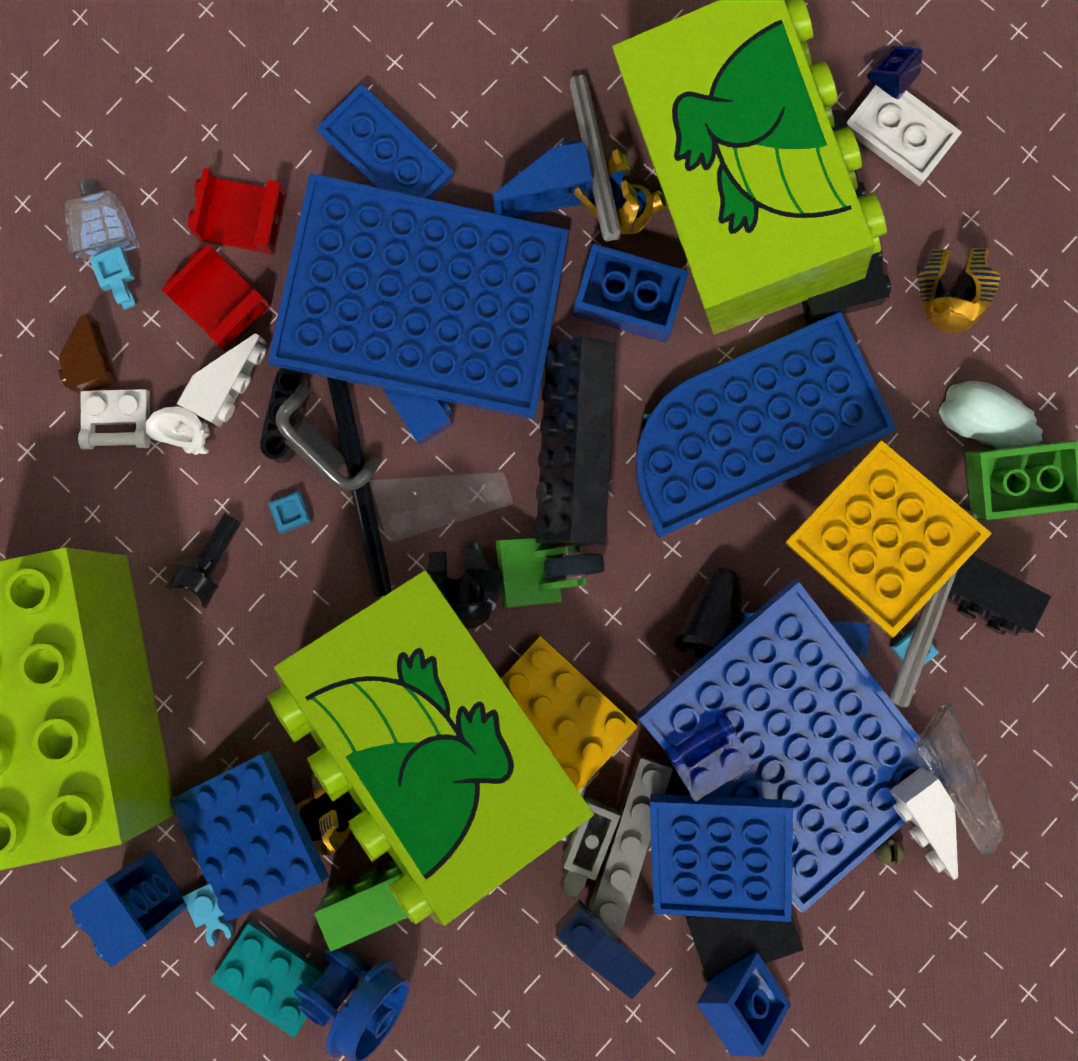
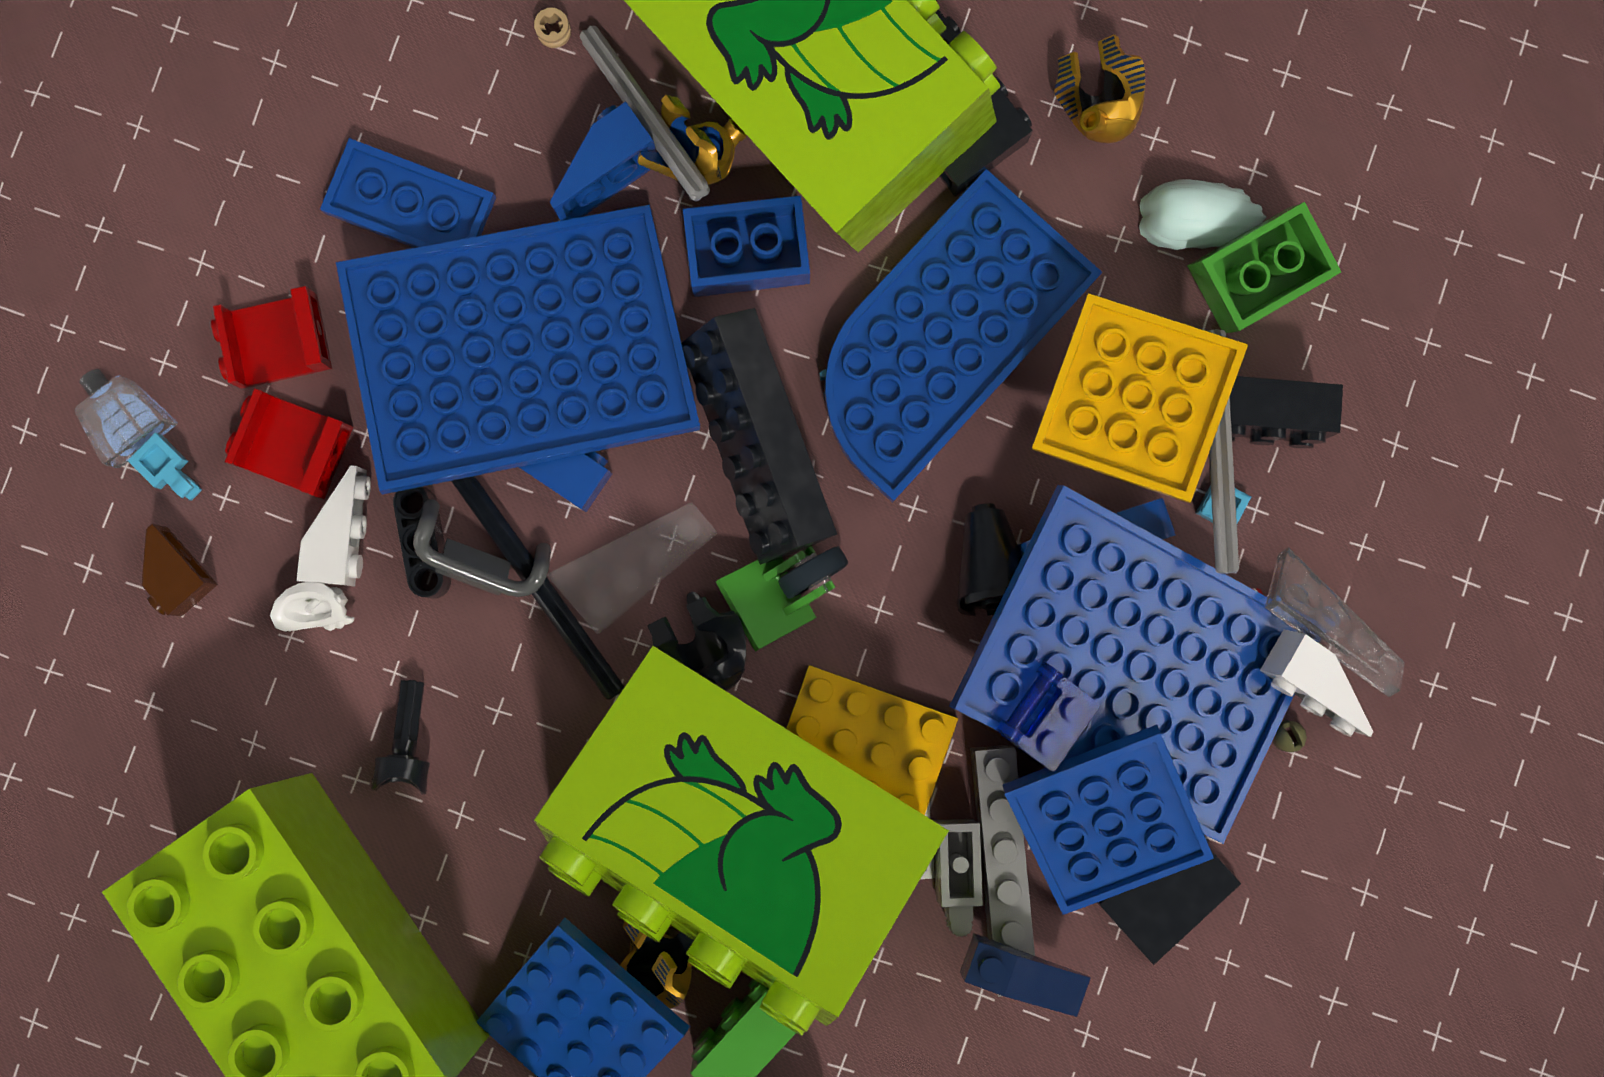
camera: 25 degrees left, 0 degrees up
(114, 408) = (226, 616): white plate -> none
(290, 512) = (473, 647): dark azure tile -> none
(554, 55) = (550, 16): none -> tan bush
(745, 1006) = (1203, 972): blue slope -> none

